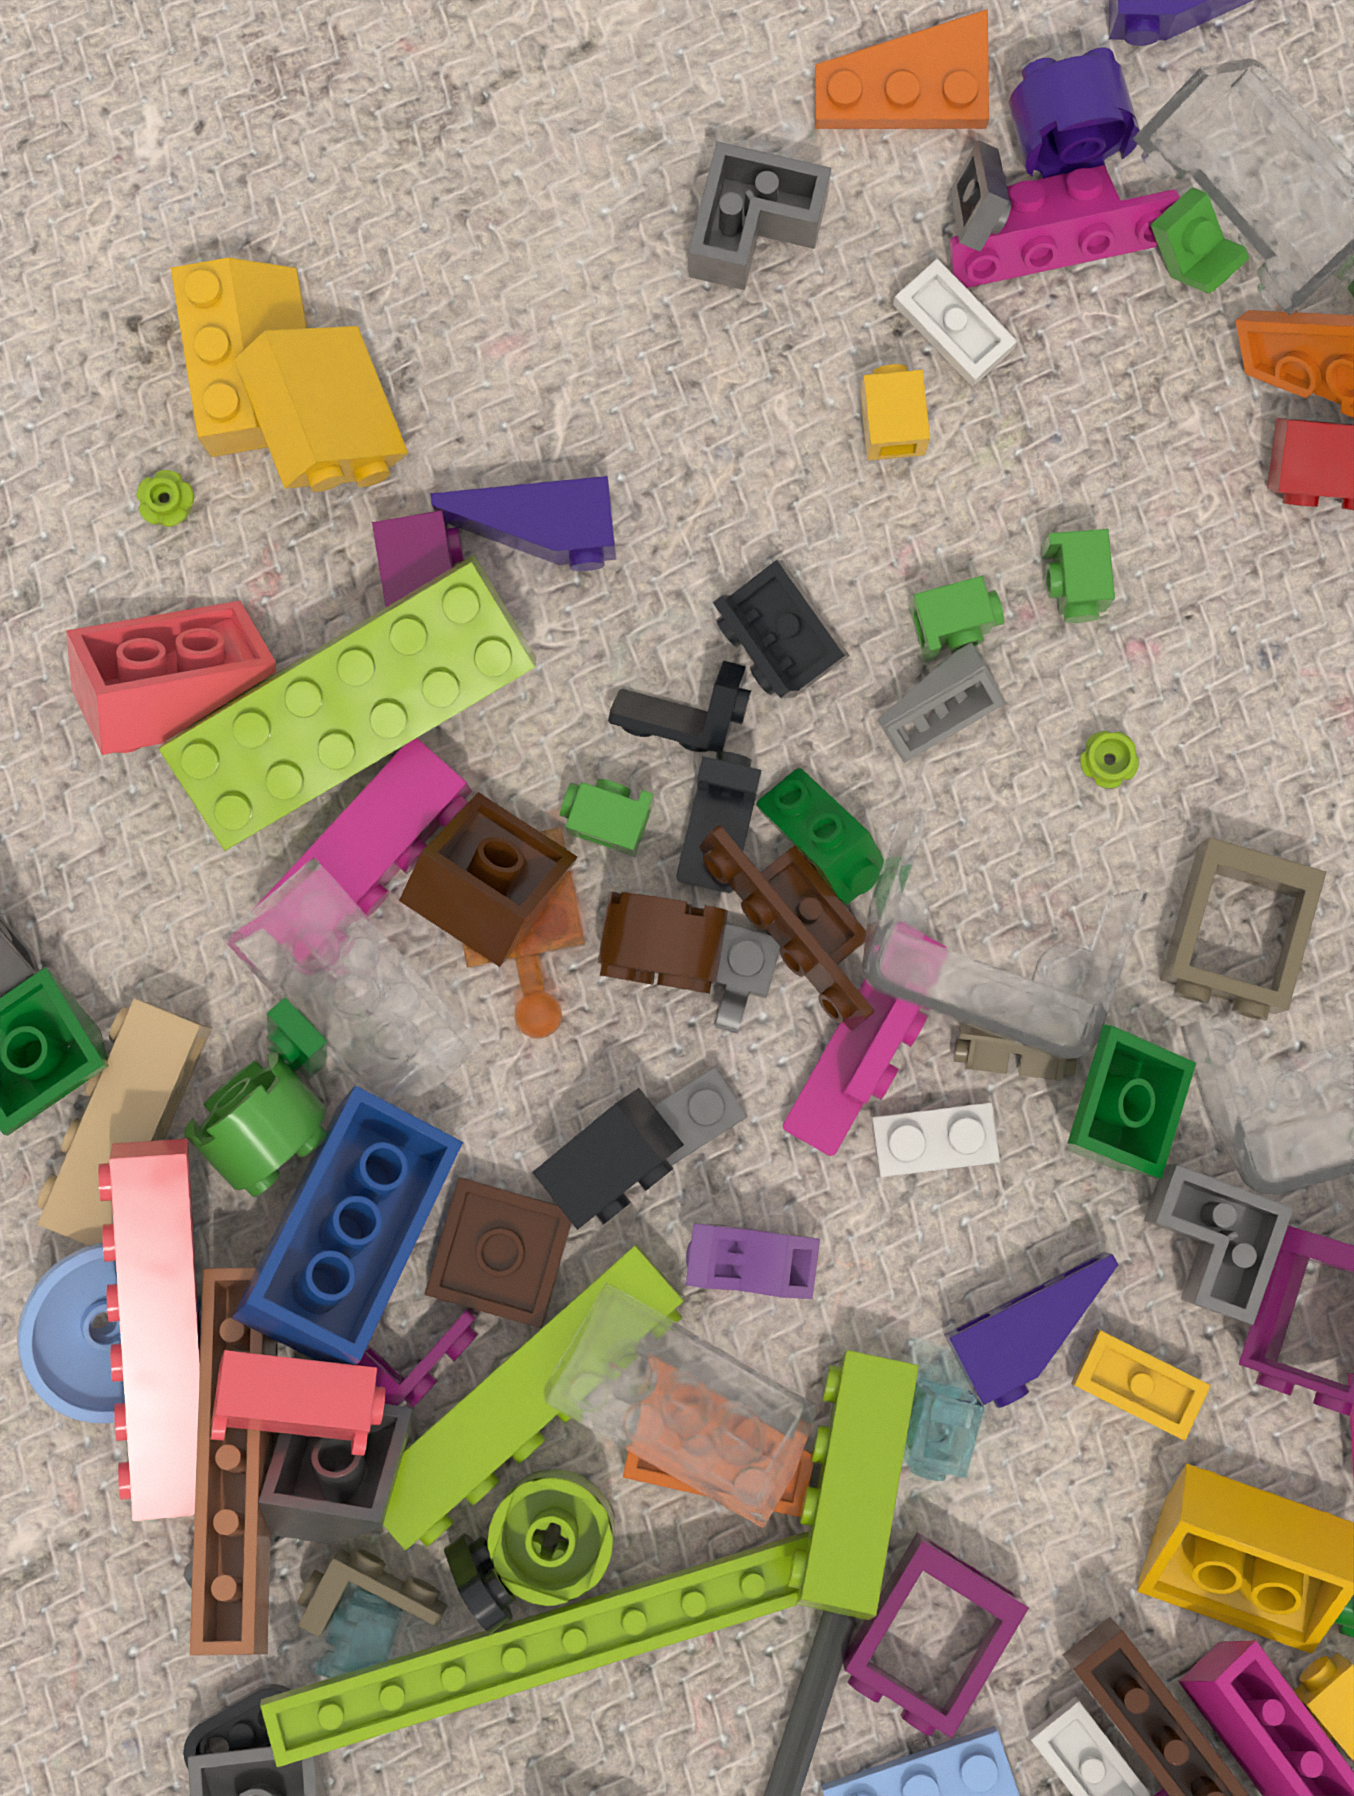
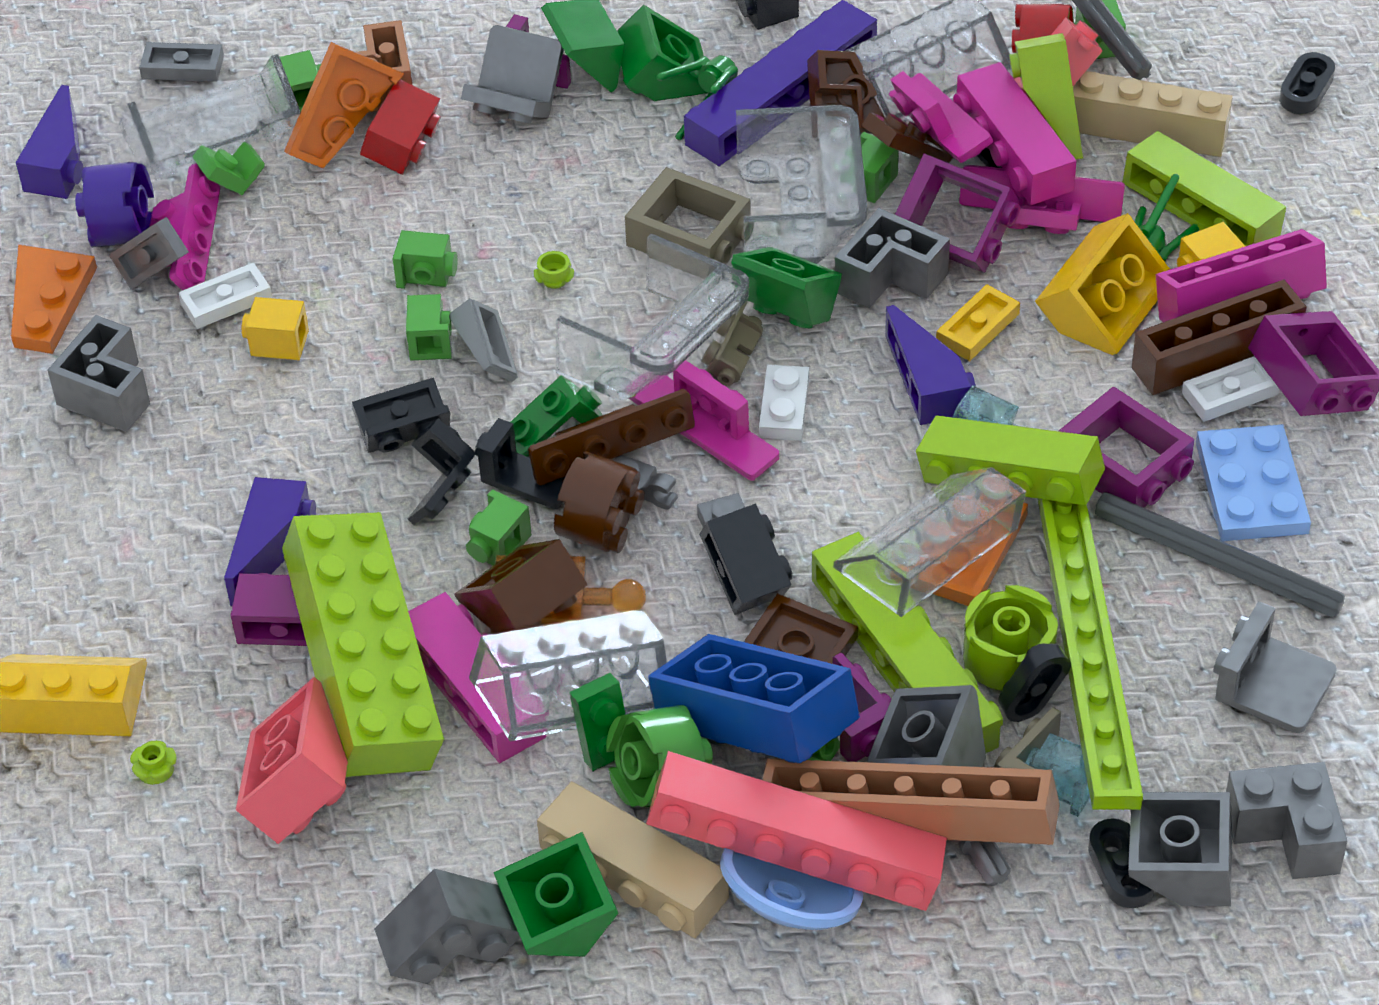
camera: 80 degrees left, 35 degrees down
(297, 1398) = (868, 727): coral brick -> none
(321, 407) = (132, 629): yellow brick -> none
(752, 1261) = (841, 499): medium lavender brick -> none

